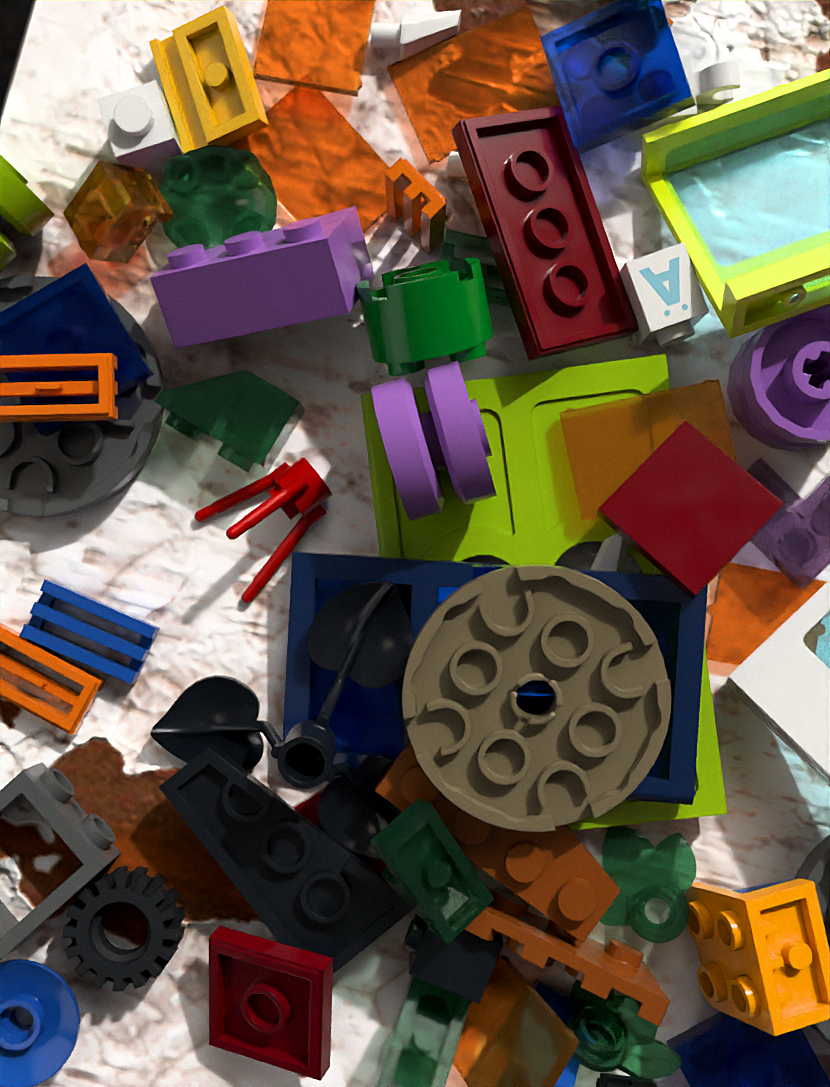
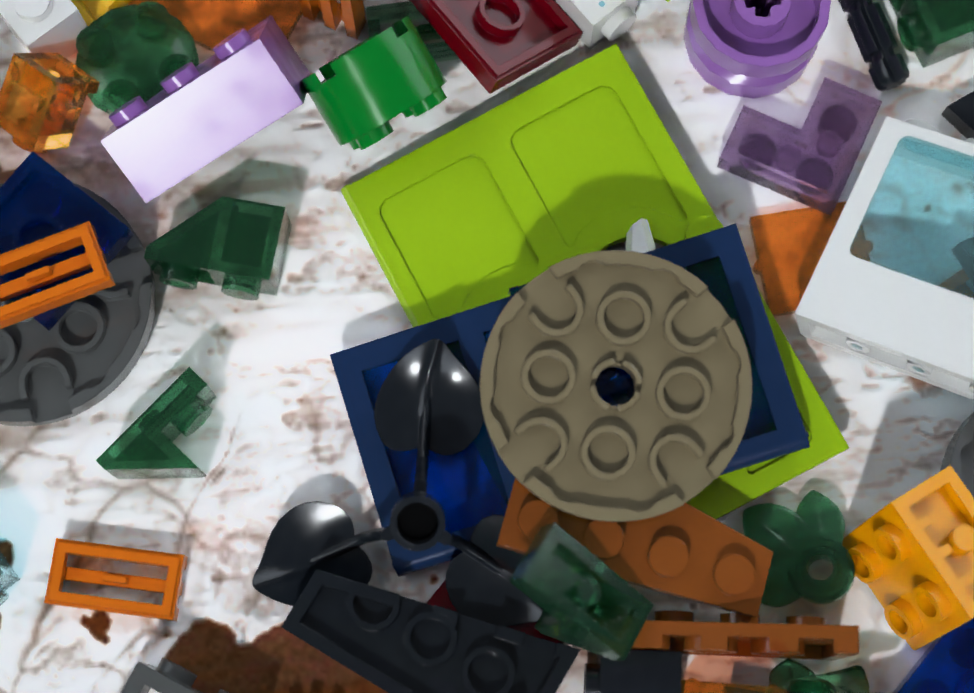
camera: 20 degrees left, 10 degrees down
(44, 611) = (100, 508): blue tile -> none
(105, 572) = (147, 444): none -> clear green slope
(294, 491) = (308, 300): red plant -> none
(434, 441) = (436, 187): medium lavender wheel -> none
(617, 436) = (636, 134): clear orange piece -> none
(689, 509) = (692, 167): dark red tile -> none

